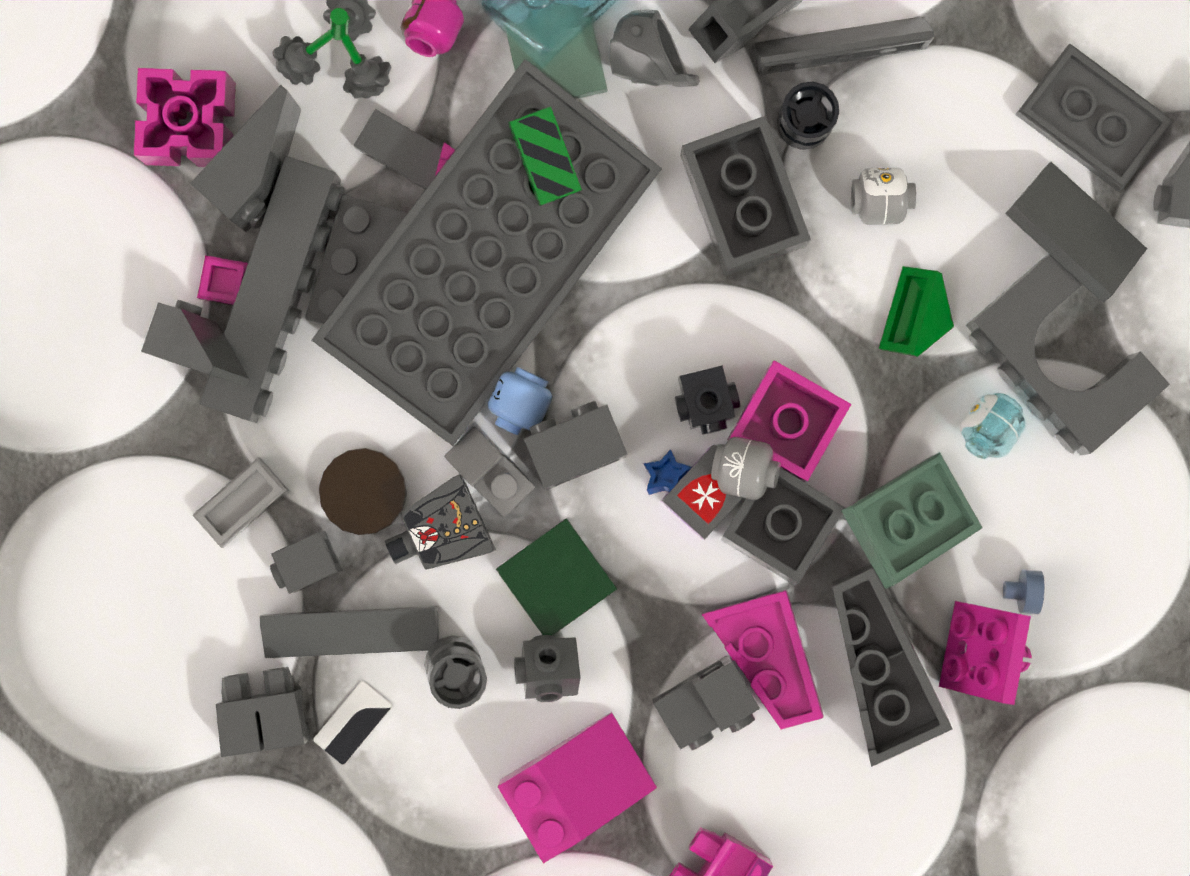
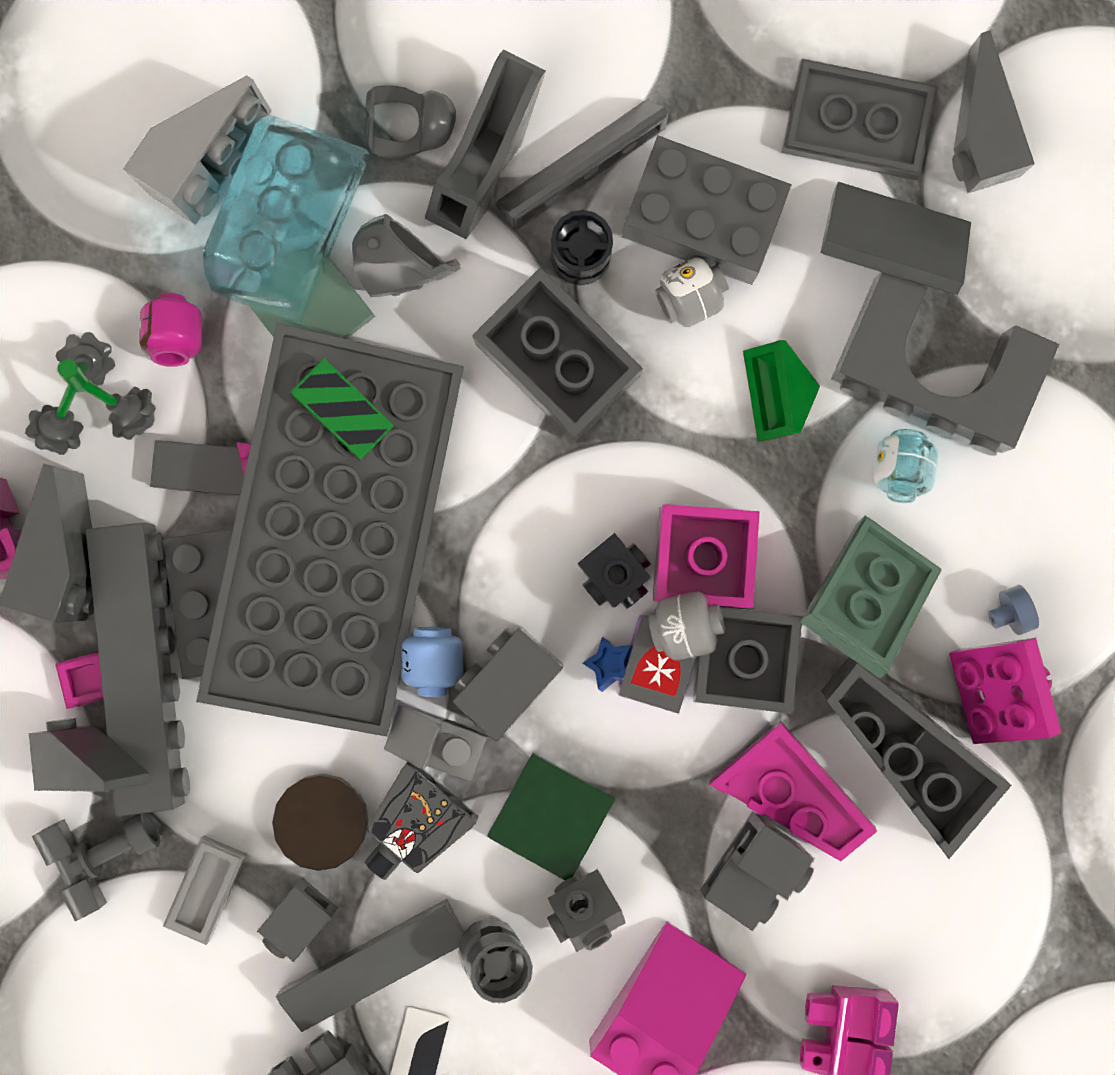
camera: 30 degrees left, 0 degrees up
(149, 431) = (81, 863): none -> dark grey bar
(927, 132) = (705, 209): none -> dark grey brick

